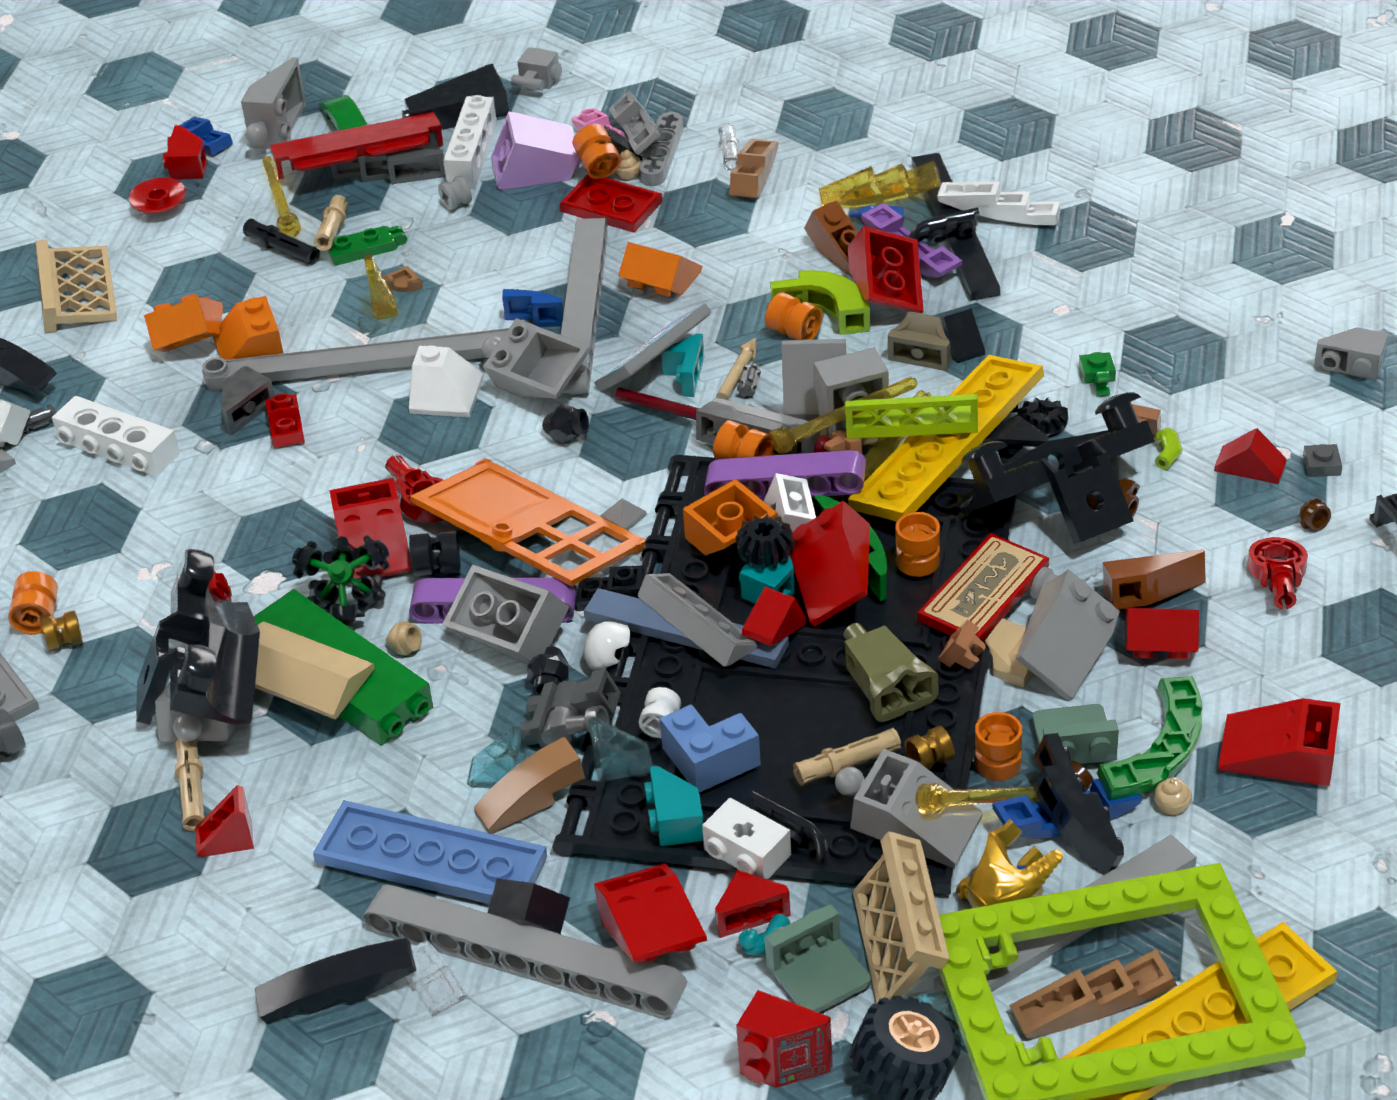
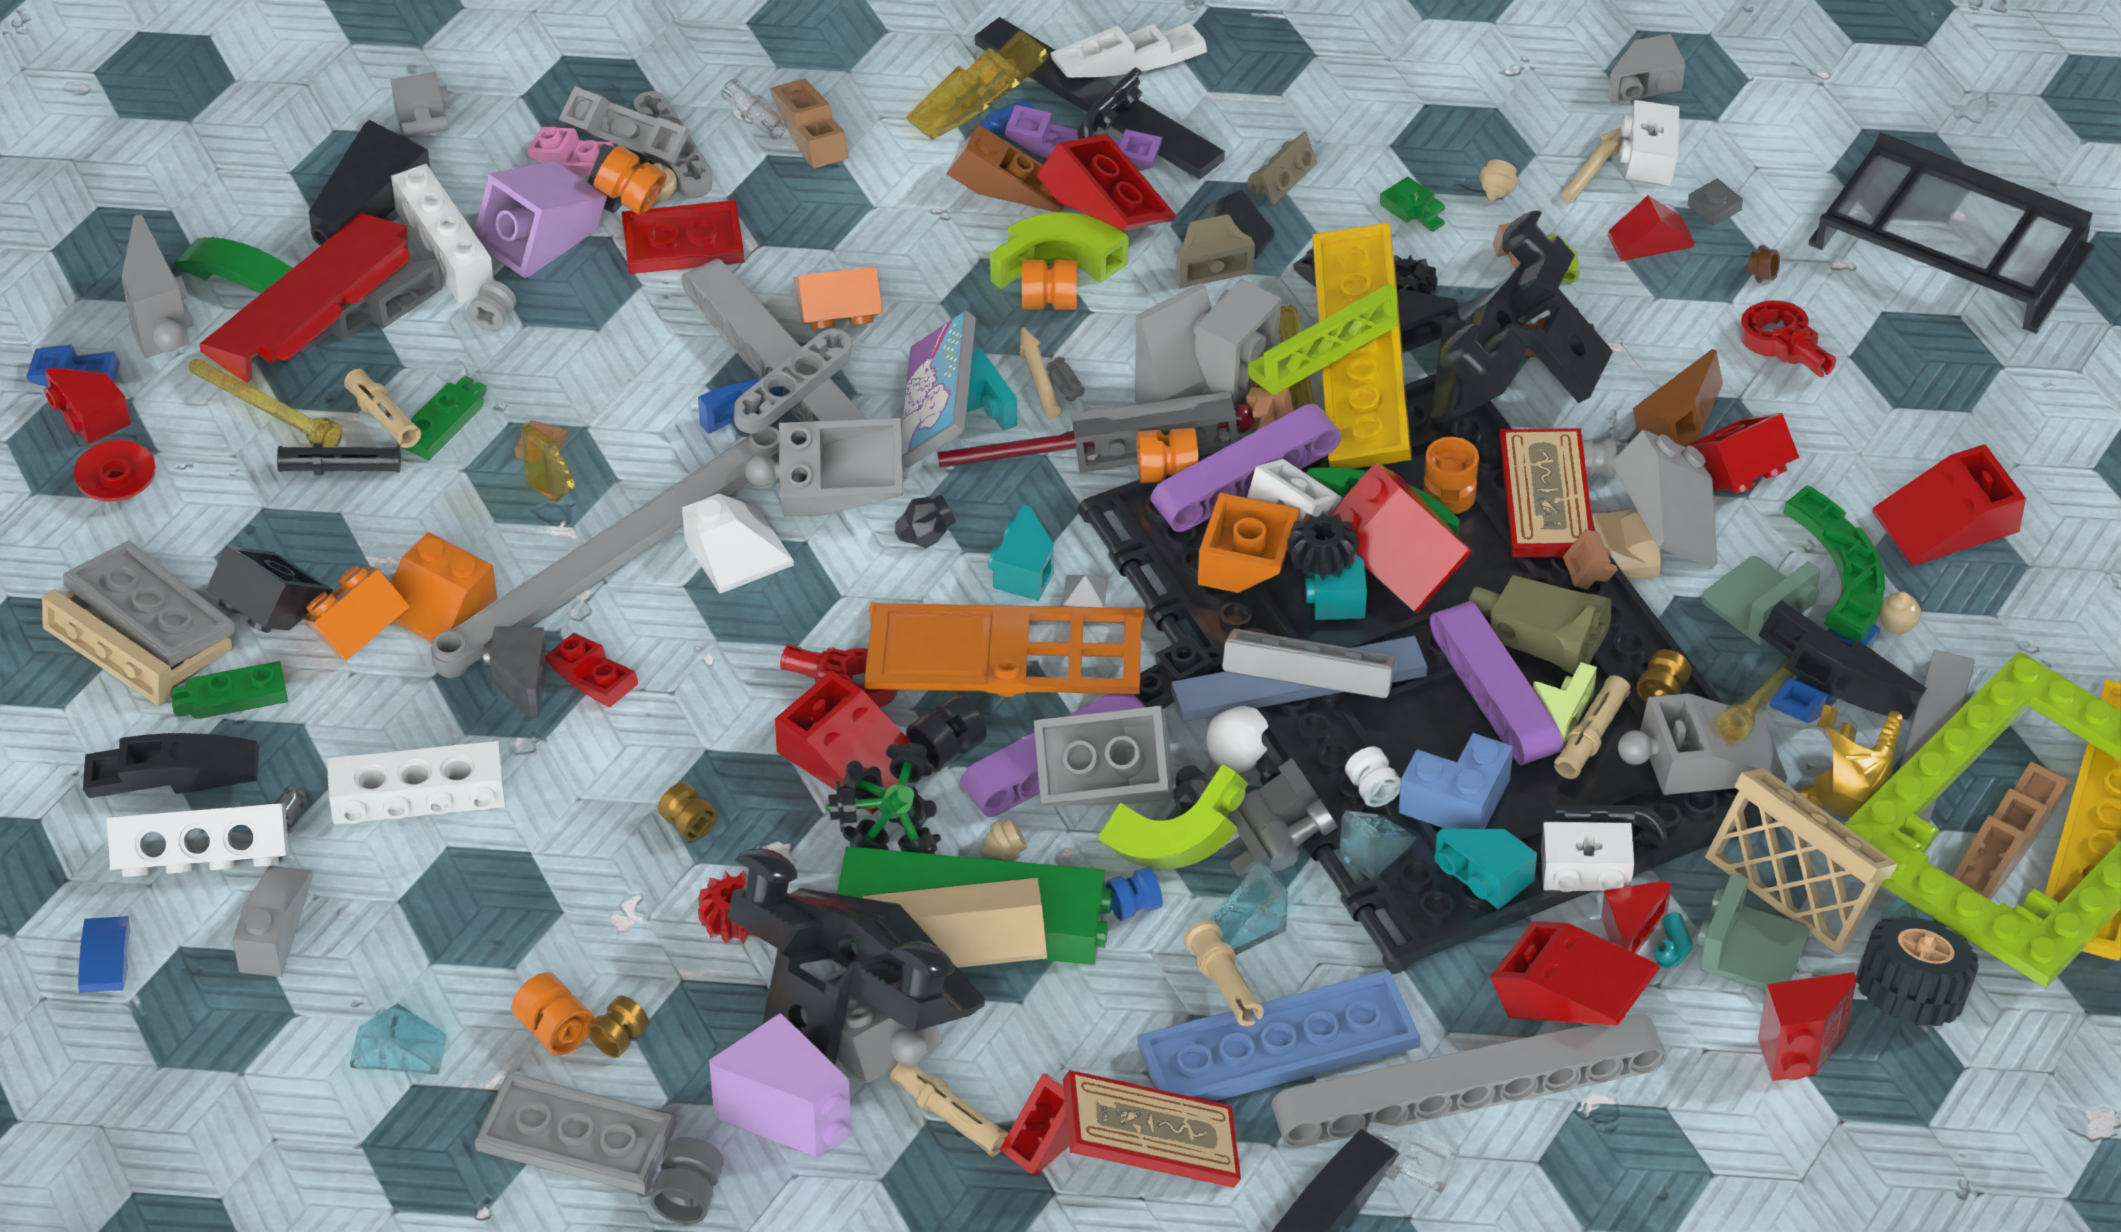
camera: 40 degrees left, 5 degrees up
(87, 341) = (230, 691): none -> green hinge
(92, 272) = (149, 603): none -> light grey tile
(97, 711) = (782, 1089): none -> lavender slope
(157, 283) = (263, 588): none -> black slope
(240, 526) = (682, 807): none -> pearl gold wheel
(274, 861) = (1151, 1129): none -> tile
(441, 711) = (1135, 893): none -> blue wheel
(442, 780) = (1218, 962): none -> tan pin
(507, 688) = (1182, 839): none -> lime arch
(529, 904) = (1434, 1033): black slope -> none
(530, 786) = (1310, 919): medium nougat slope -> none
(563, 298) = (788, 377): none -> light grey beam
(602, 472) = (1024, 558): none -> teal slope
(773, 617) = (1392, 622): red slope -> none
(785, 438) = (1215, 425): clear yellow piece -> none
(808, 694) = (1496, 682): none -> medium lavender beam
(836, 732) = (1570, 701): none -> yellowish green slope
(998, 746) = (1713, 642): orange wheel -> none
(1029, 313) = (1284, 169): none -> dark tan hinge
(1171, 379) = (1498, 179): none -> tan plate
(1281, 390) = (1609, 145): none -> tan piece
(1307, 400) = (1650, 142): none -> white brick

